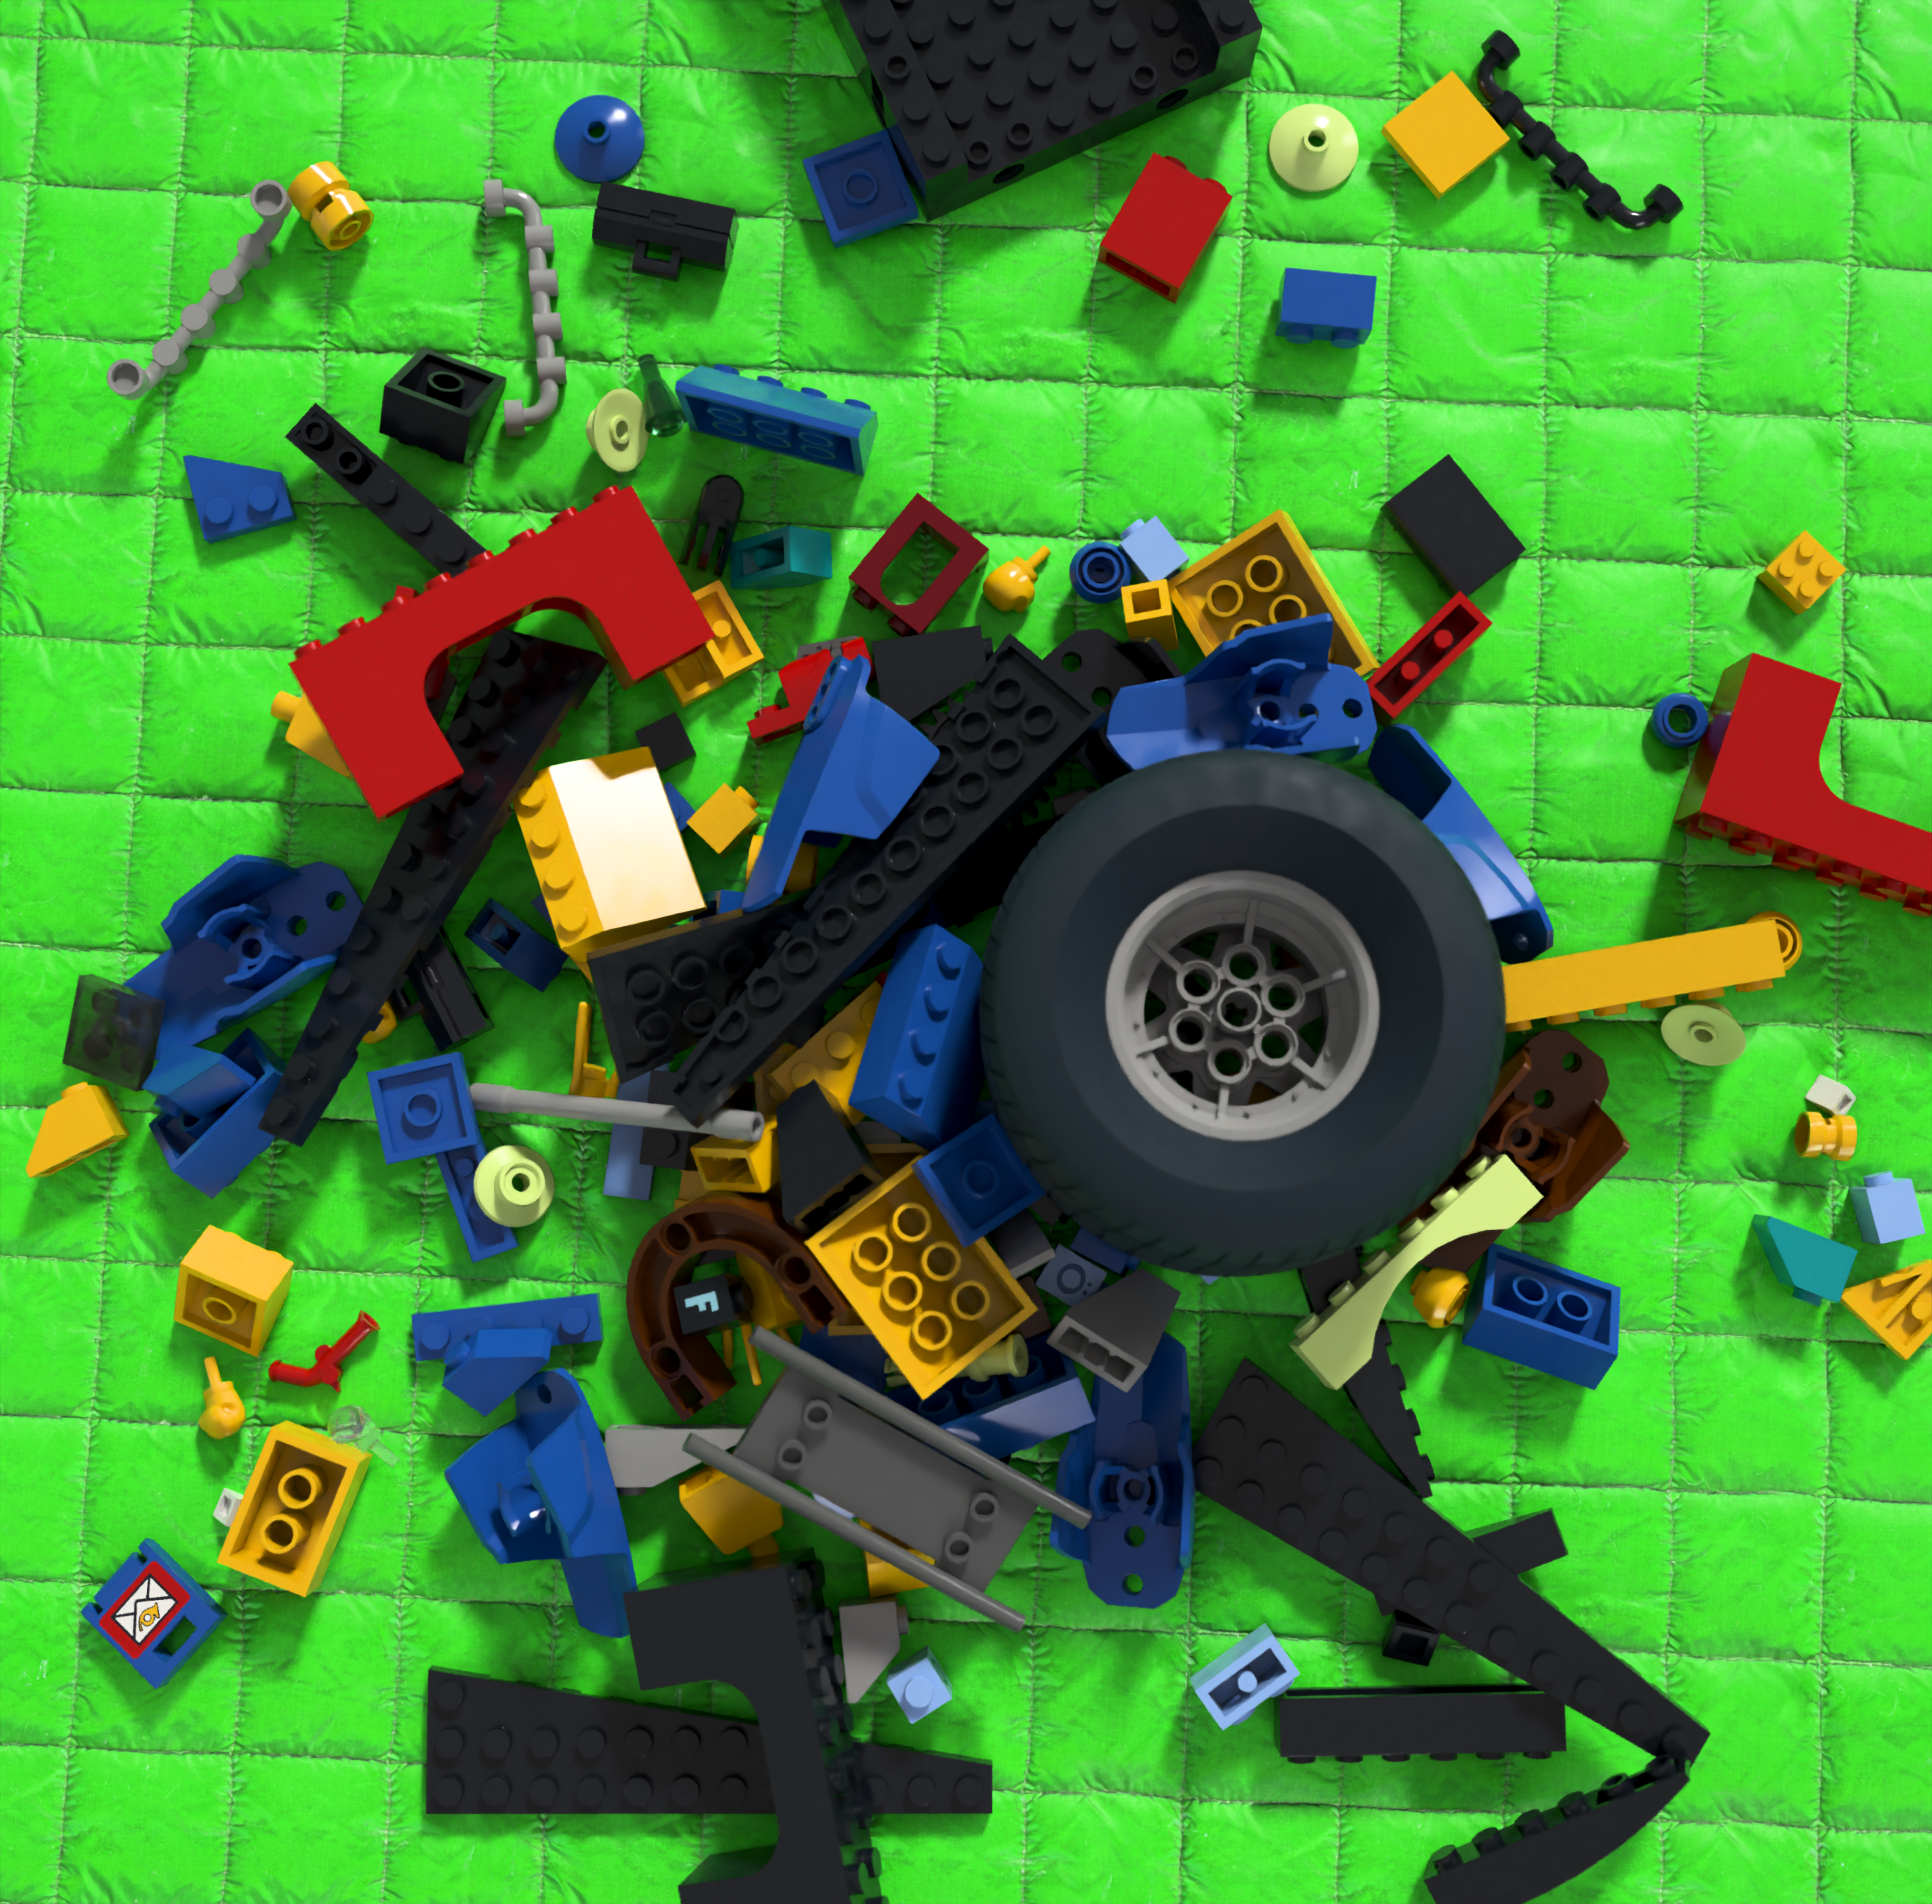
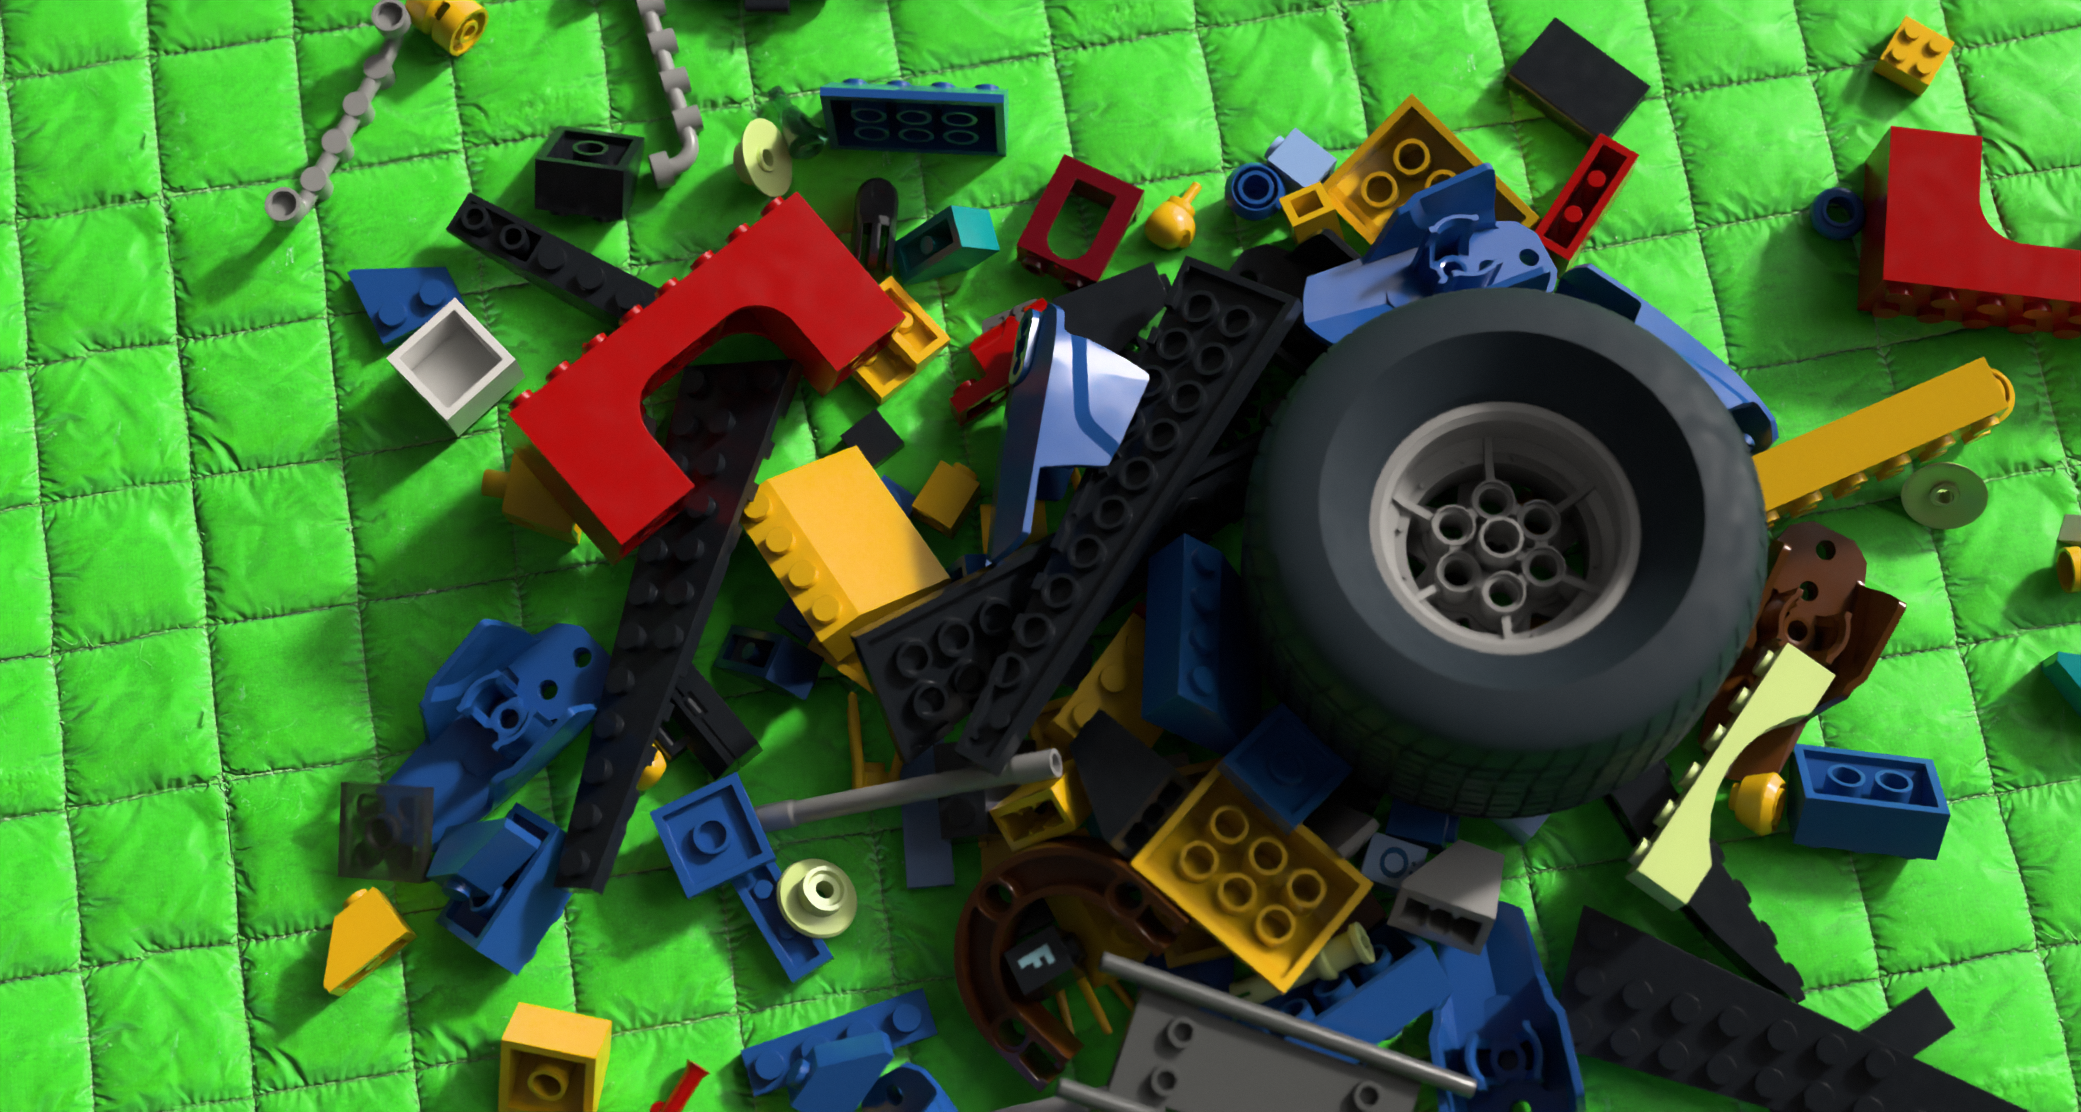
camera: 10 degrees left, 10 degrees down
(268, 581) = (456, 366): none -> white piece

